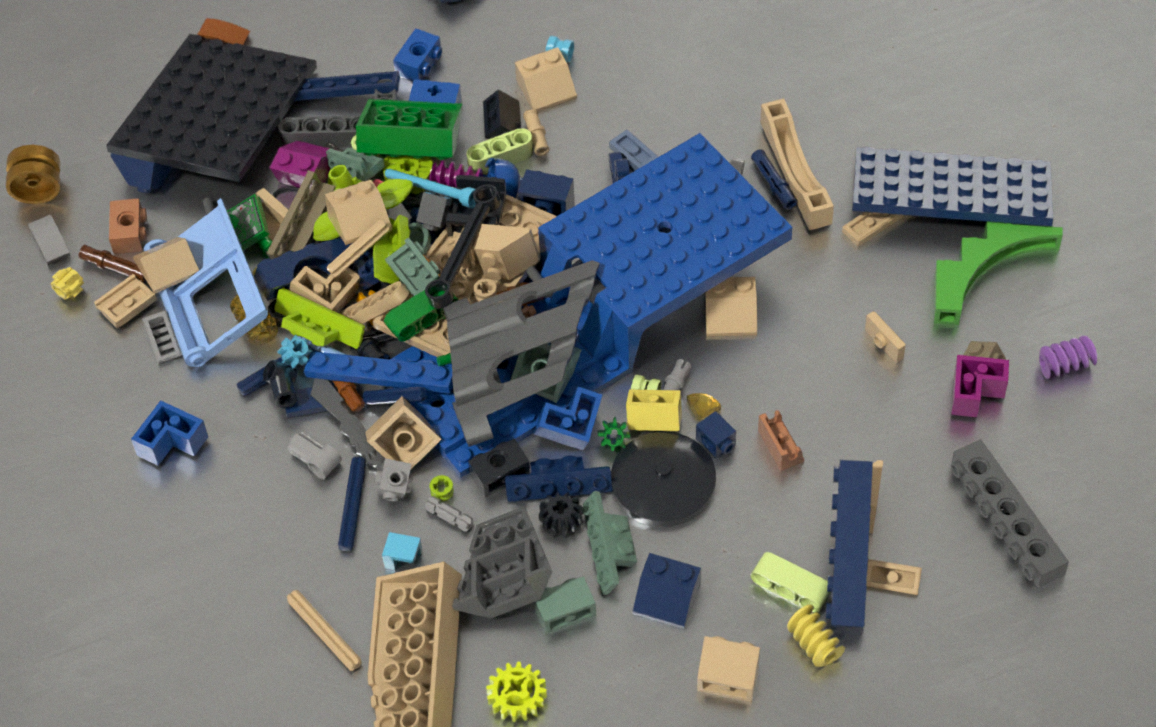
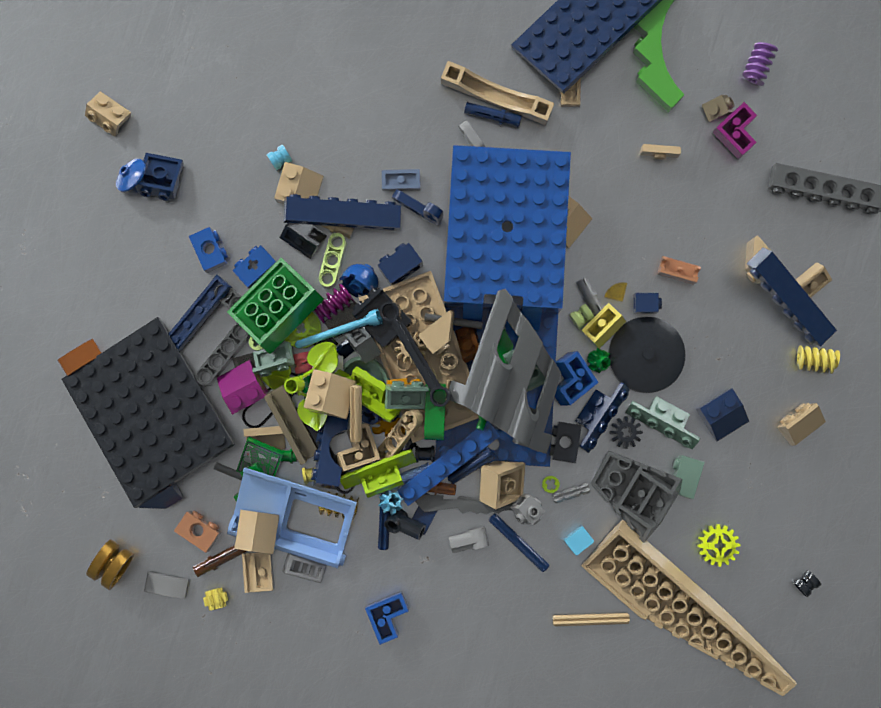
camera: 50 degrees left, 30 degrees up
(552, 121) = (342, 213): none -> dark blue brick
(790, 581) = (772, 342): yellowish green beam -> none

